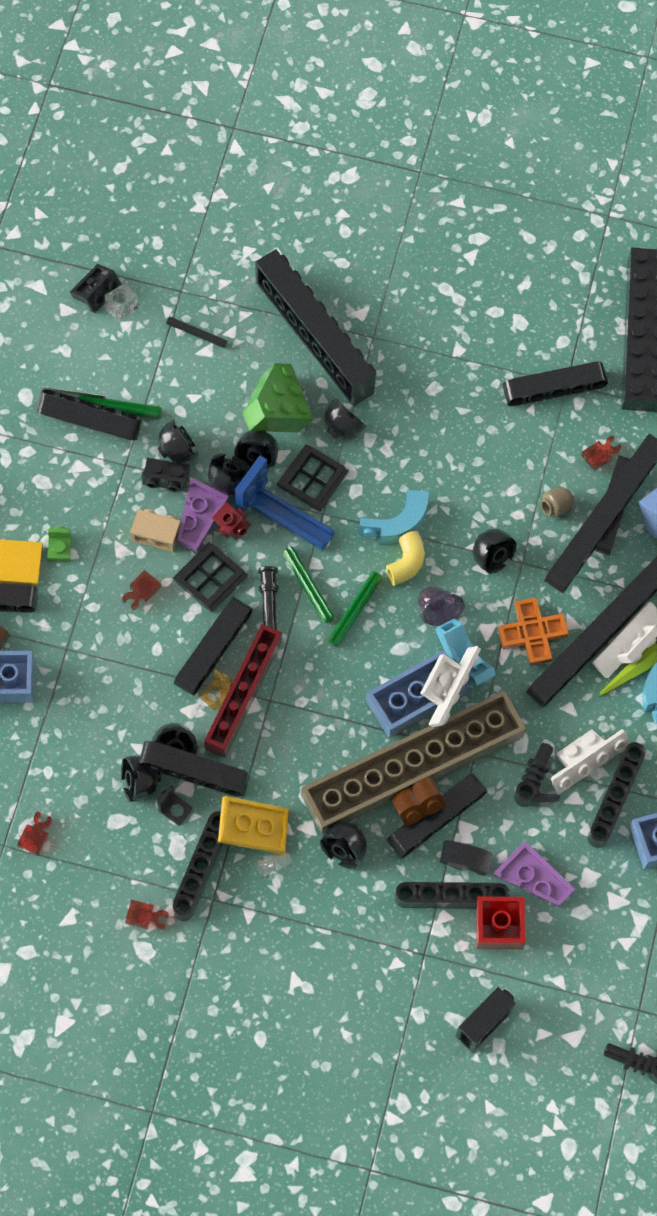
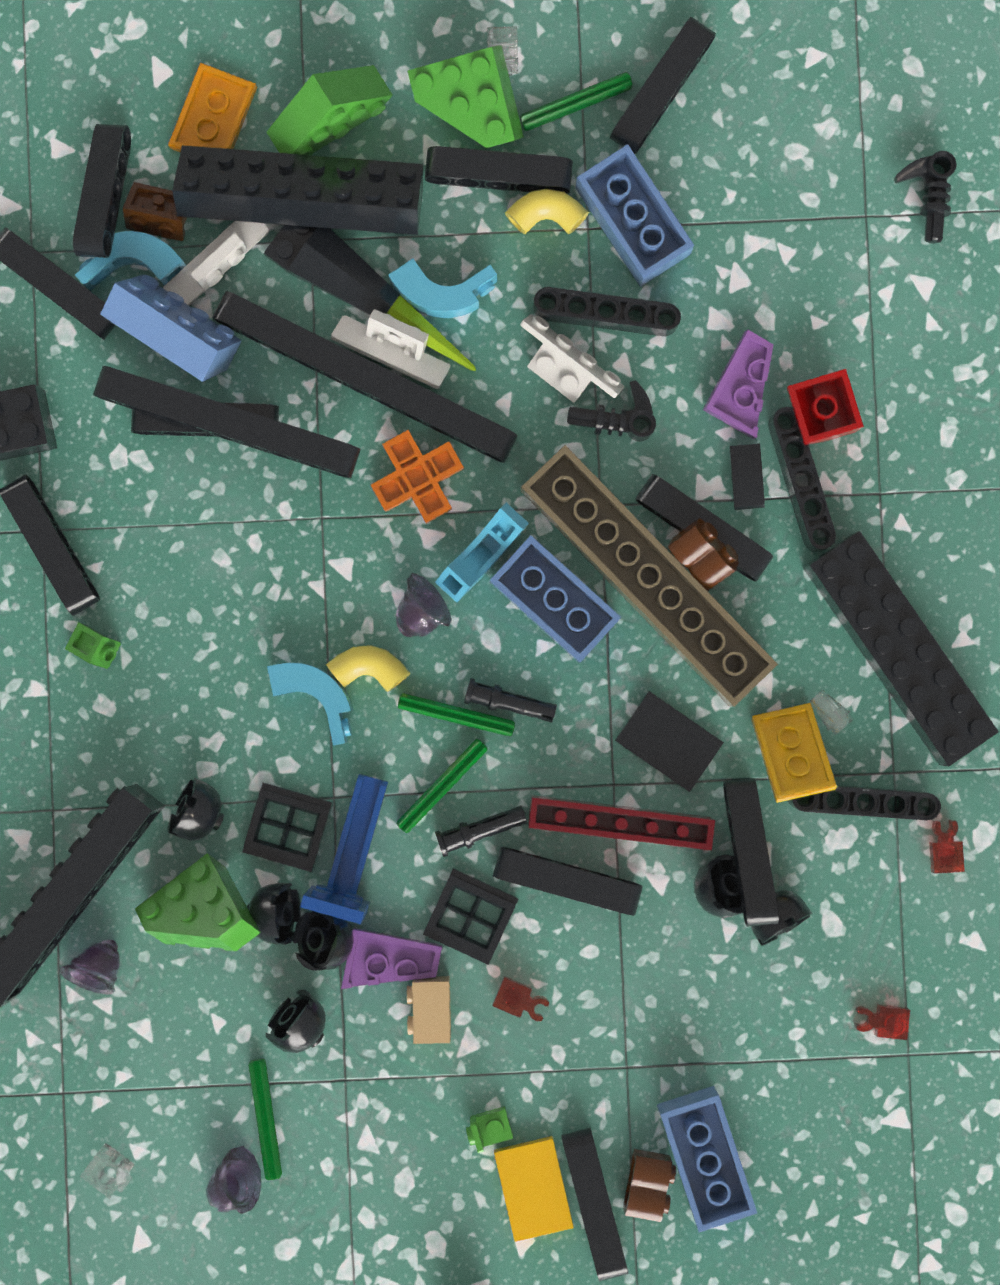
camera: 105 degrees left, 20 degrees up
(73, 392) = (266, 1197): sticker -> none
(86, 375) = (235, 1182): none -> piece
(89, 414) = (293, 1155): black beam -> none
(95, 287) = (95, 1214): black bracket -> none
(165, 474) = (344, 1023): black bracket -> none
(167, 800) = (794, 872): black bracket -> none
(196, 332) = (120, 1051): black bar -> none
(222, 684) = (615, 852): clear yellow bracket -> none
(231, 521) = (389, 913): dark red brick -> none
(259, 331) = (95, 968): none -> clear purple piece
(289, 746) = (669, 741): none -> black tile
(304, 926) = (900, 649): none -> black brick
(345, 843) = (779, 629): black cylinder -> none
(358, 637) = (495, 698): none -> black pin
(446, 682) = (539, 560): white bracket -> none
(476, 390) = (92, 646): none -> bright green bracket
(485, 1019) = (951, 392): black window -> none
(493, 549) = (321, 561): black cylinder -> none
(557, 502) = (224, 494): dark tan head -> none
(599, 454) = (136, 458): clear red plate -> none

